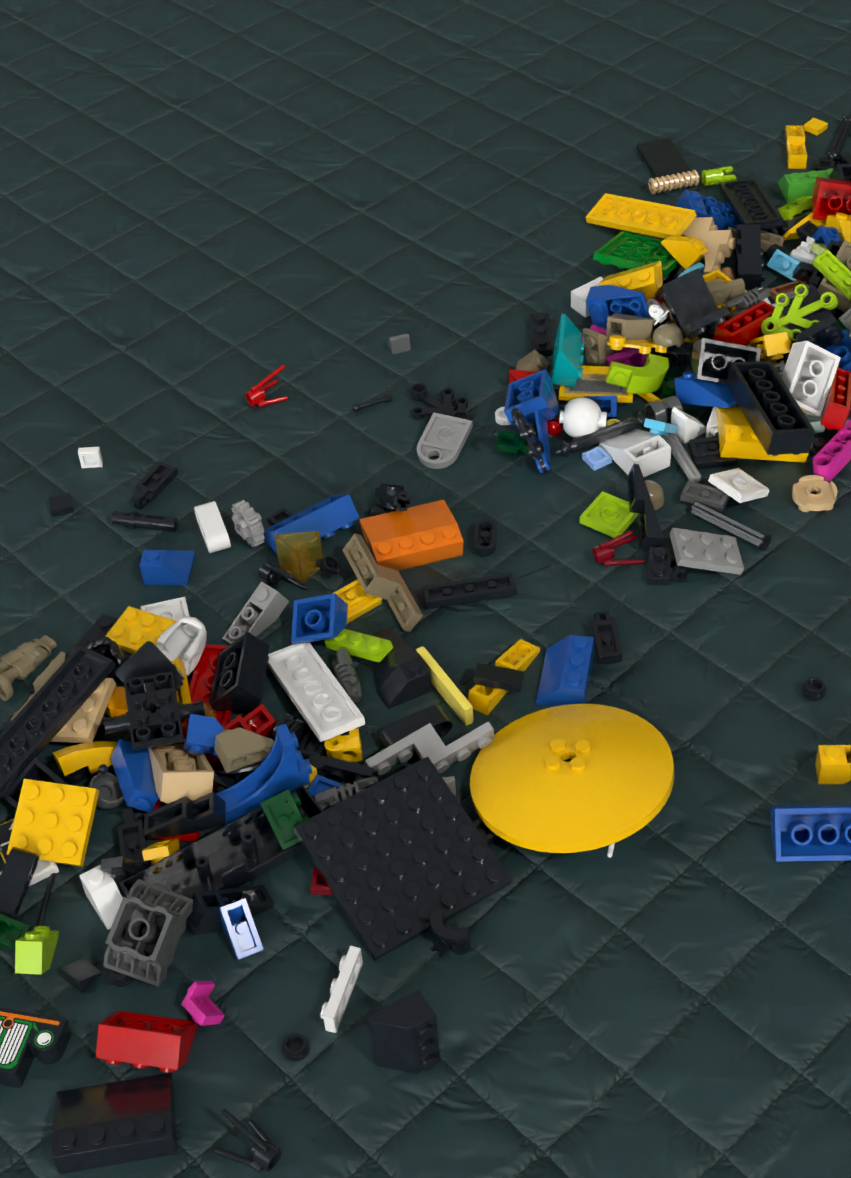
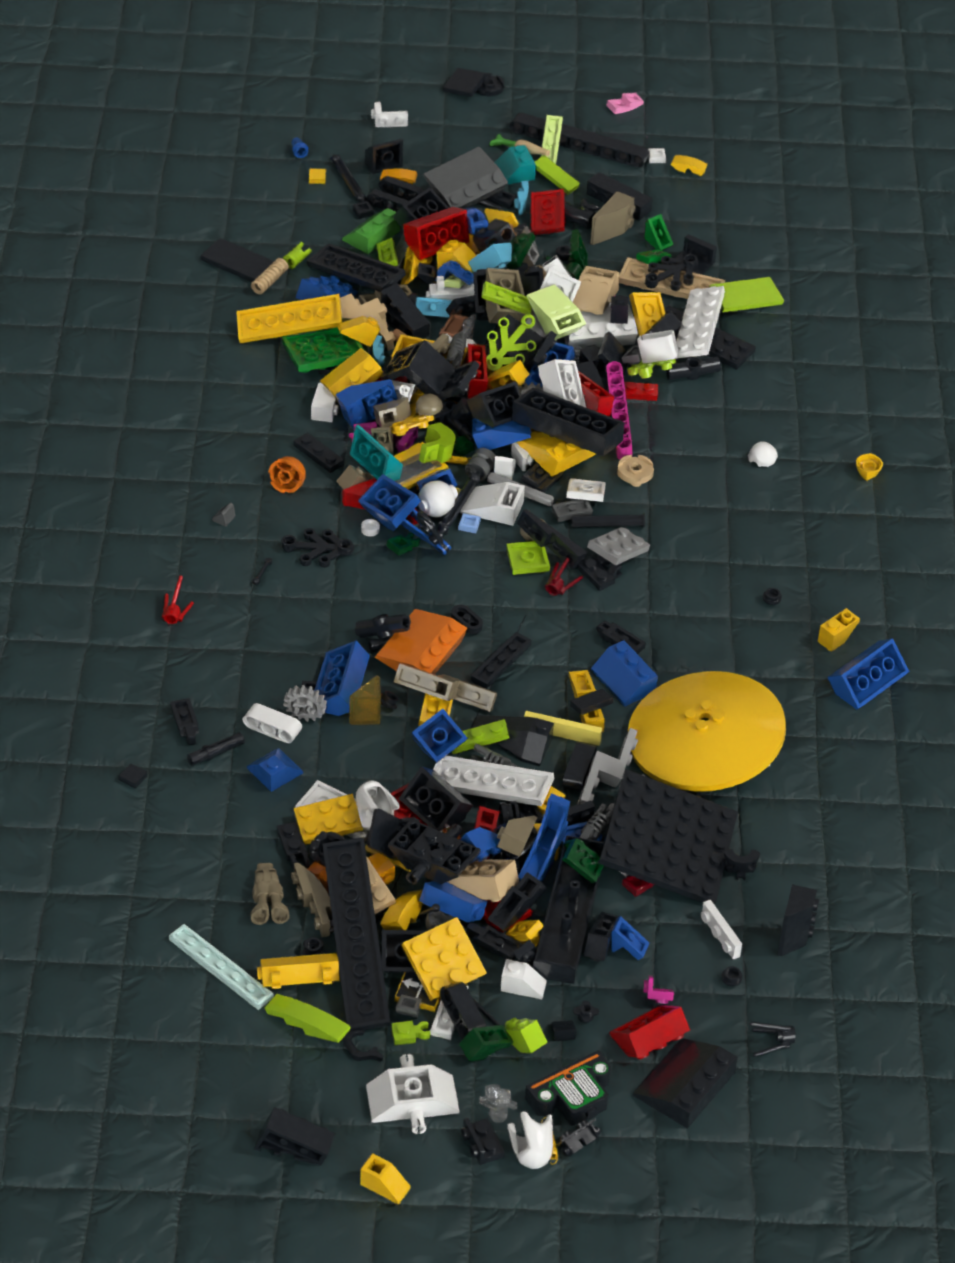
camera: 50 degrees left, 0 degrees up
(90, 457) = (110, 729): white tile -> none
(147, 932) = (591, 971): dark grey slope -> none
(258, 613) = (386, 760): light grey slope -> none
(272, 575) = (358, 729): black plant -> none
(443, 438) = (352, 567): light grey plate -> none
(485, 335) = (287, 474): none -> orange cylinder
(659, 427) = (500, 476): medium azure plate -> none
(795, 147) = (318, 197): yellow slope -> none
(824, 99) = (299, 148): none -> blue cone

